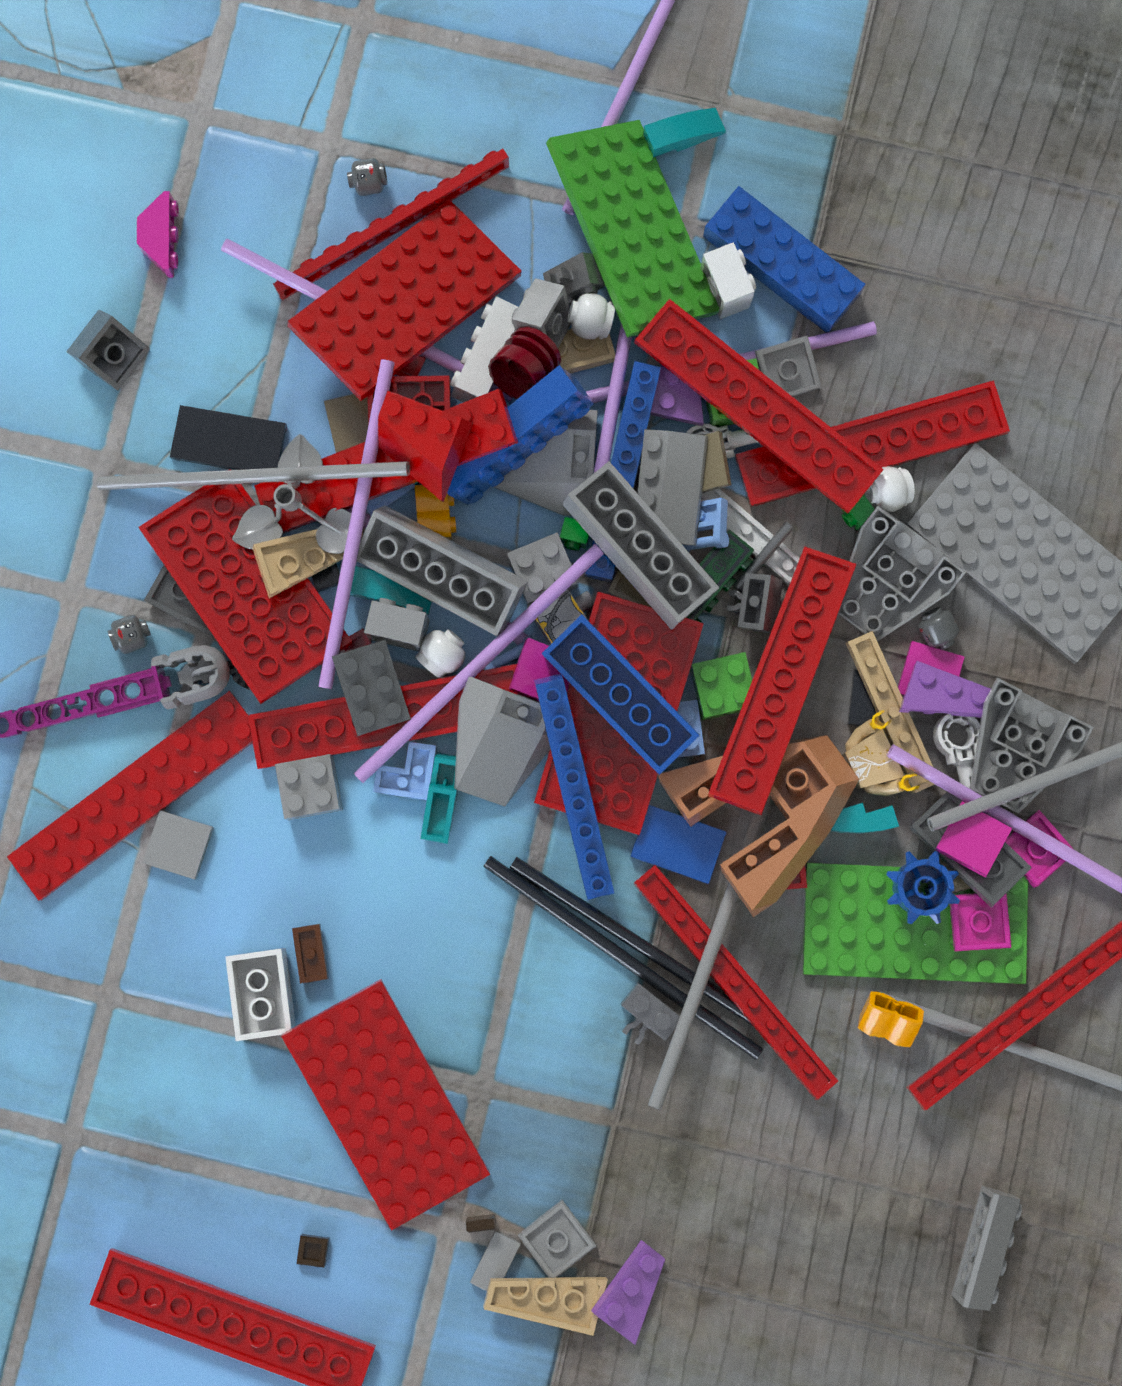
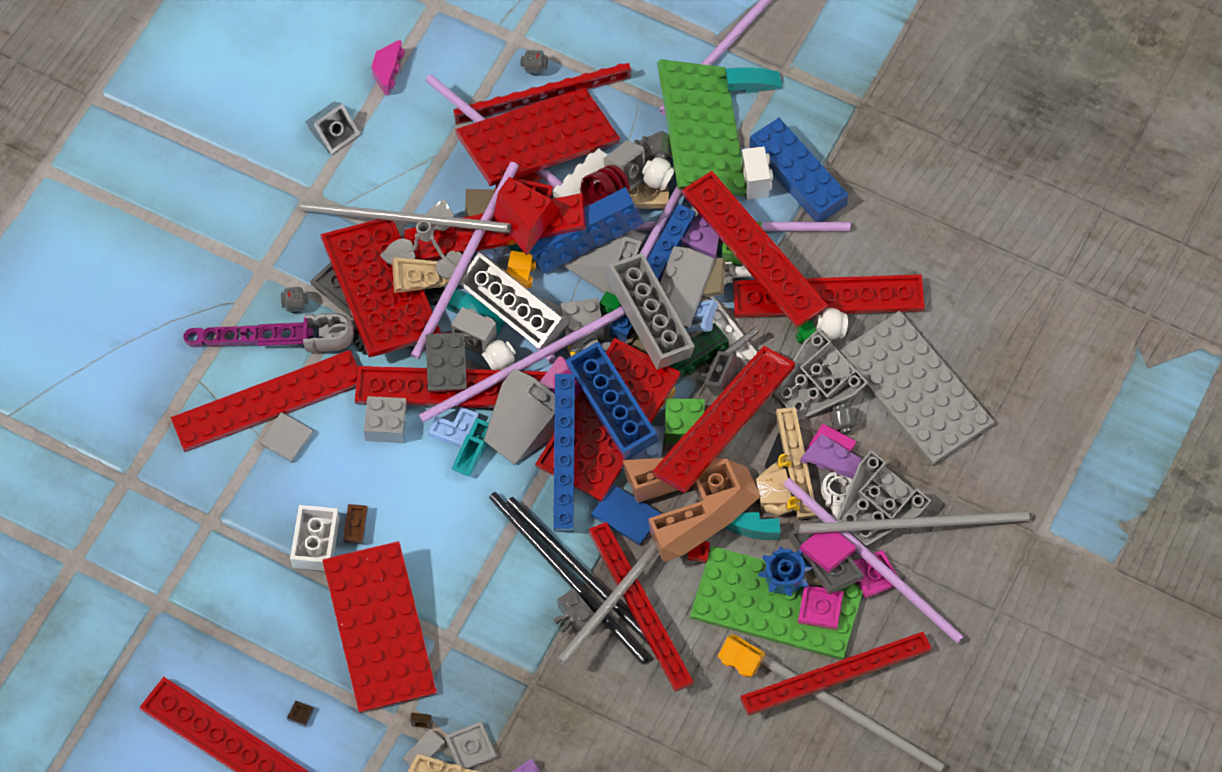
camera: 15 degrees right, 20 degrees down
(227, 440) = (390, 195): black tile -> none
(790, 366) = (786, 235): light grey tile -> none

